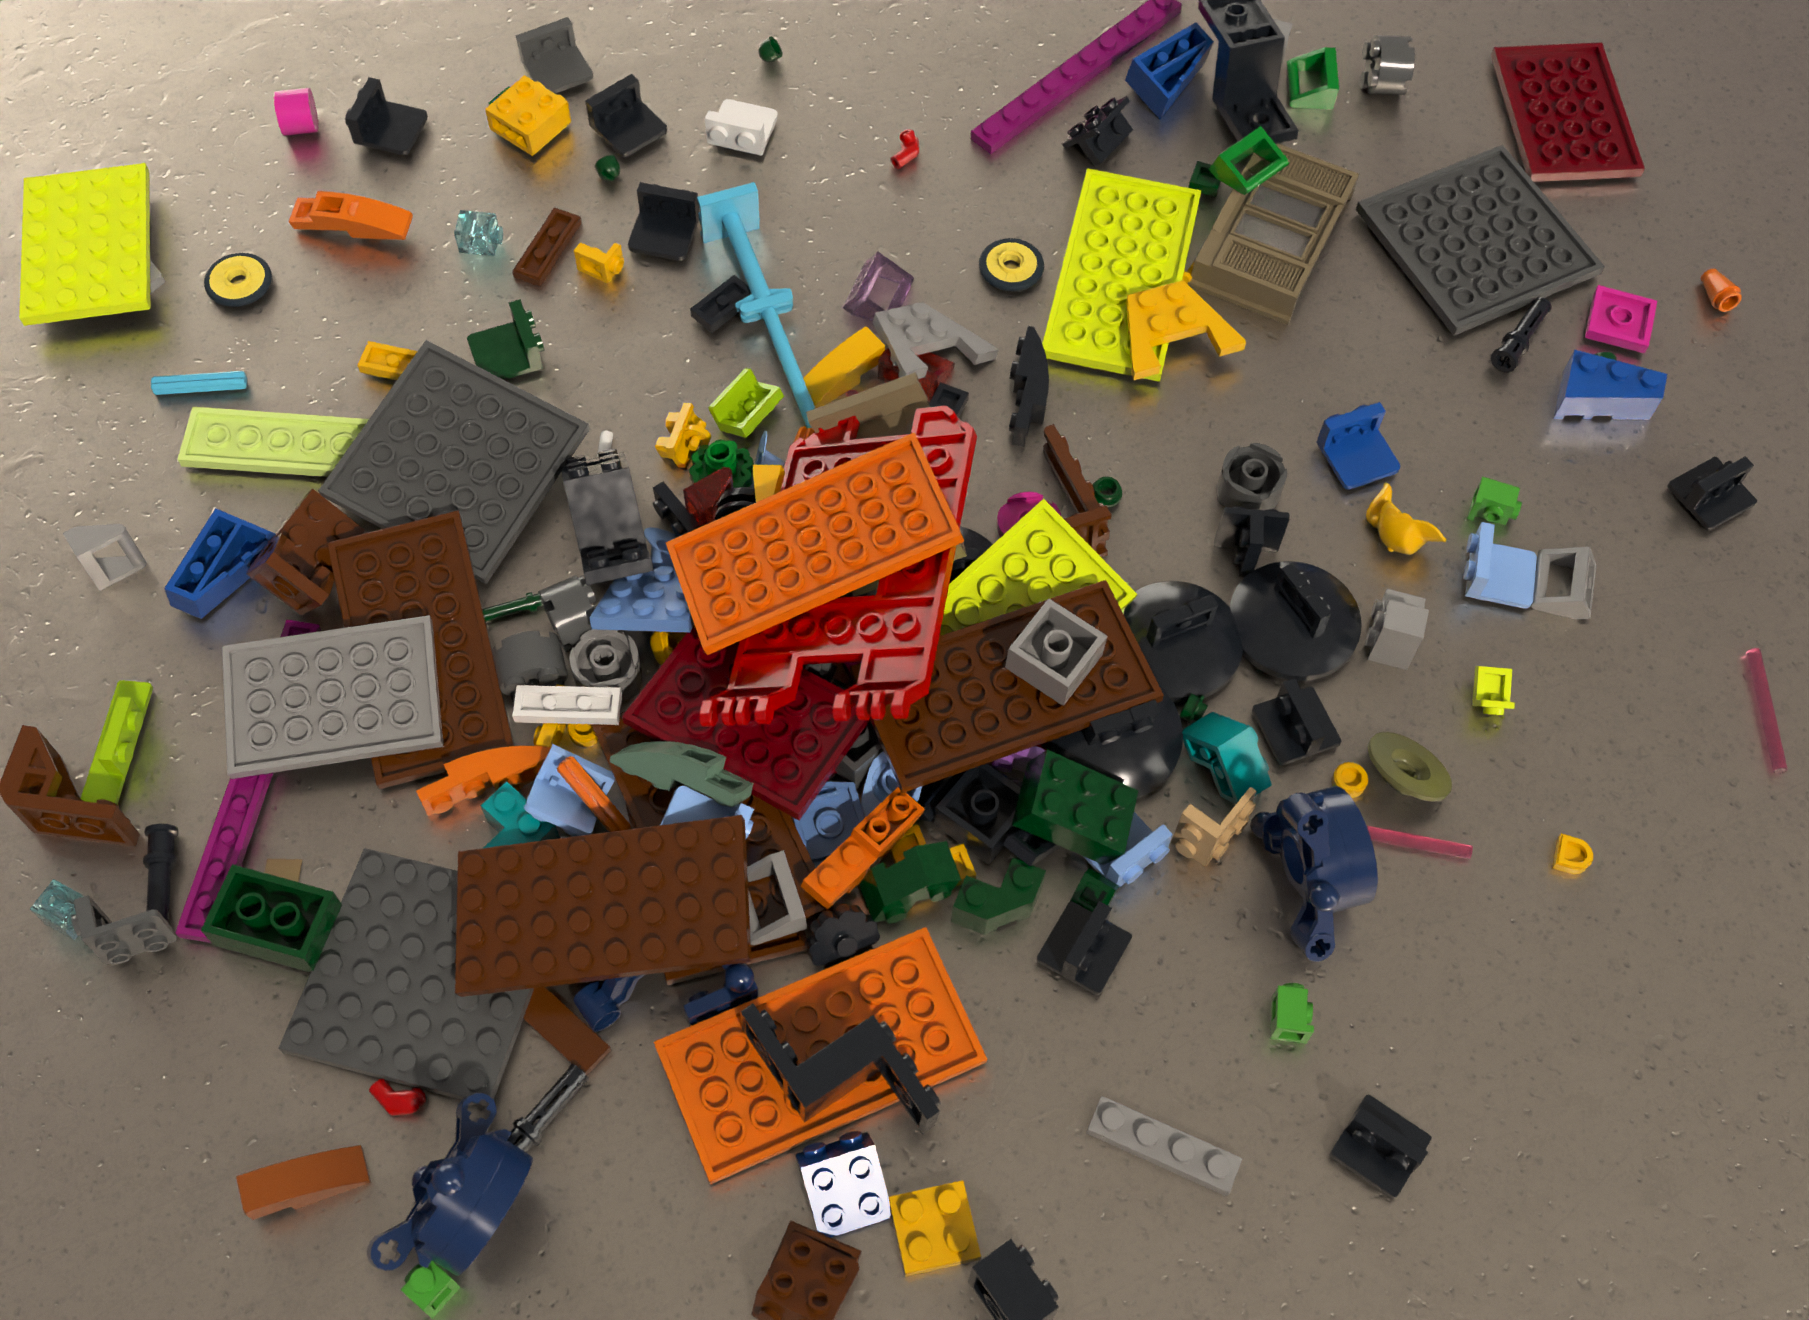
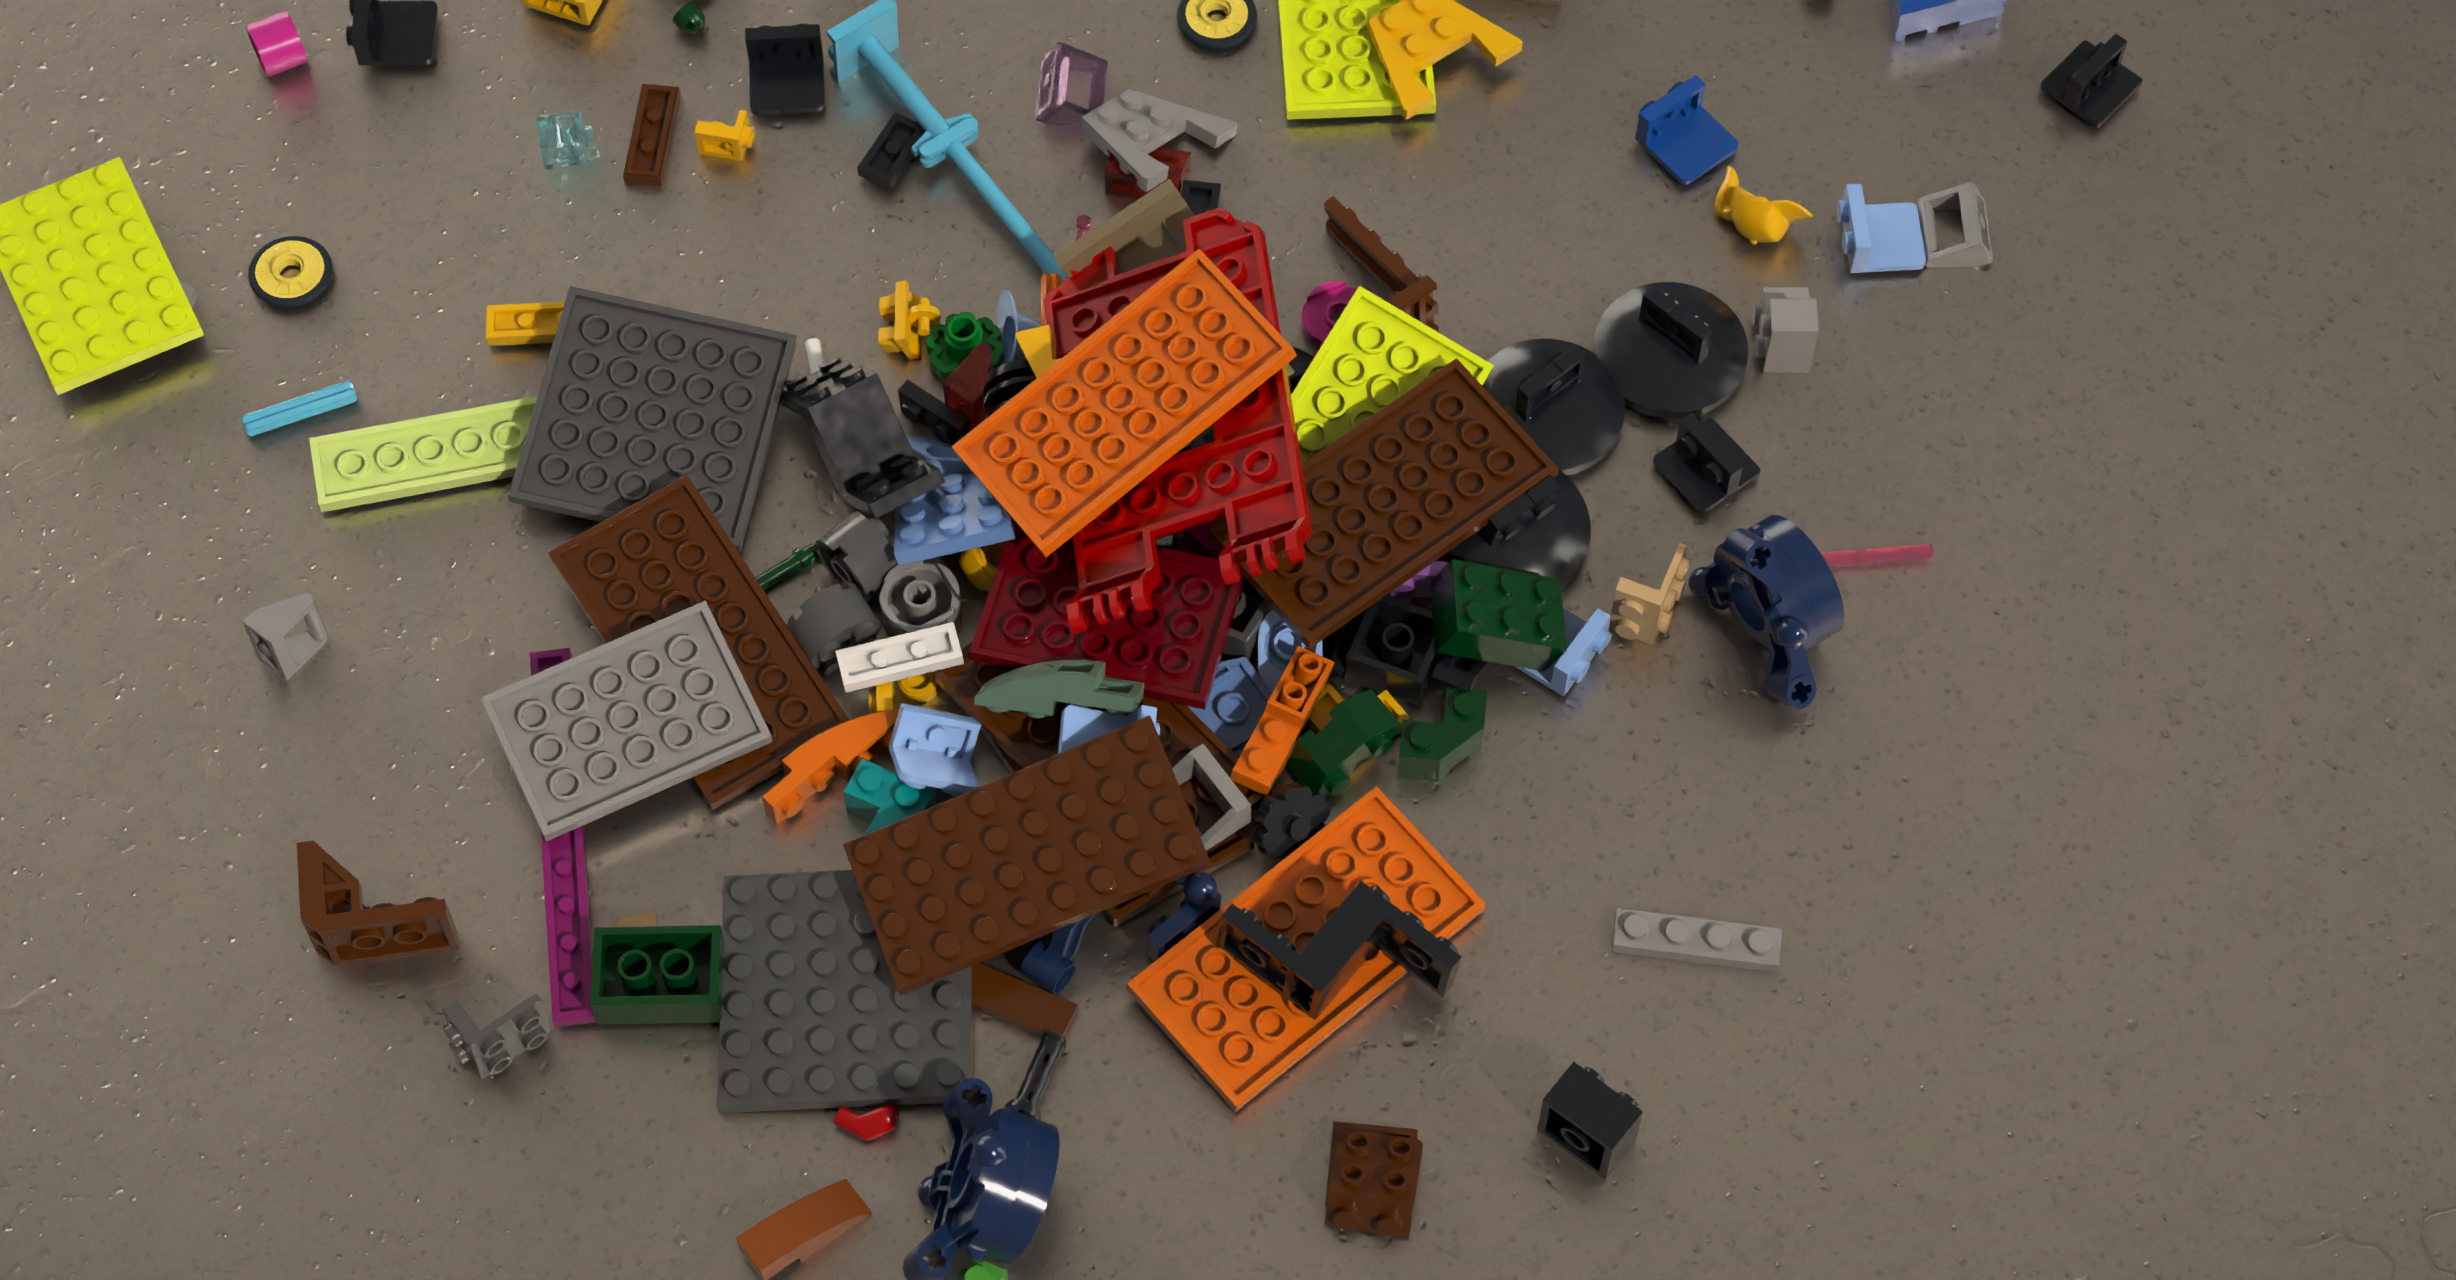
camera: 15 degrees left, 0 degrees up
(56, 907) = (415, 1031): clear light blue brick -> none
(117, 741) = (390, 836): lime bracket -> none
(159, 862) = (499, 953): black pin -> none
(216, 563) = (426, 607): blue wedge -> none
(297, 558) = (518, 579): reddish brown bracket -> none
(351, 213) = (404, 155): orange slope -> none
(508, 348) = (659, 268): dark green bracket -> none
(592, 795) = (961, 747): orange axle -> none
(744, 404) = (965, 265): lime bracket -> none
(843, 367) = (1065, 190): yellow slope -> none
(844, 1184) = (1378, 1068): bracket -> none
(934, 1228) = (1485, 1087): yellow plate -> none
(1030, 384) = (1288, 154): black slope -> none
(1055, 651) = (1430, 450): light grey brick -> none
(1085, 946) = (1551, 761): black bracket -> none
(1093, 889) = (1544, 703): dark green plate -> none
(1108, 485) = (1419, 251): dark green plate -> none
(1193, 708) = (1589, 478): dark green plate -> none
(1229, 753) = (1645, 514): teal brick -> none
(1250, 533) = (1594, 266): black bracket -> none
(1251, 478) = (1576, 203): dark grey brick -> none
(1291, 1014) = (1790, 770): bright green brick -> none
(1351, 778) = (1782, 503): yellow tile -> none
(1381, 1146) = (1920, 877): black bracket -> none
(1409, 767) = (1841, 477): olive hat -> none
(1492, 689) = (1908, 369): neon yellow bracket -> none
(1495, 501) = (1854, 156): bright green brick -> none
(1572, 855) = (2039, 525): yellow tile -> none
(1767, 711) = (2207, 313): clear pink bar -> none

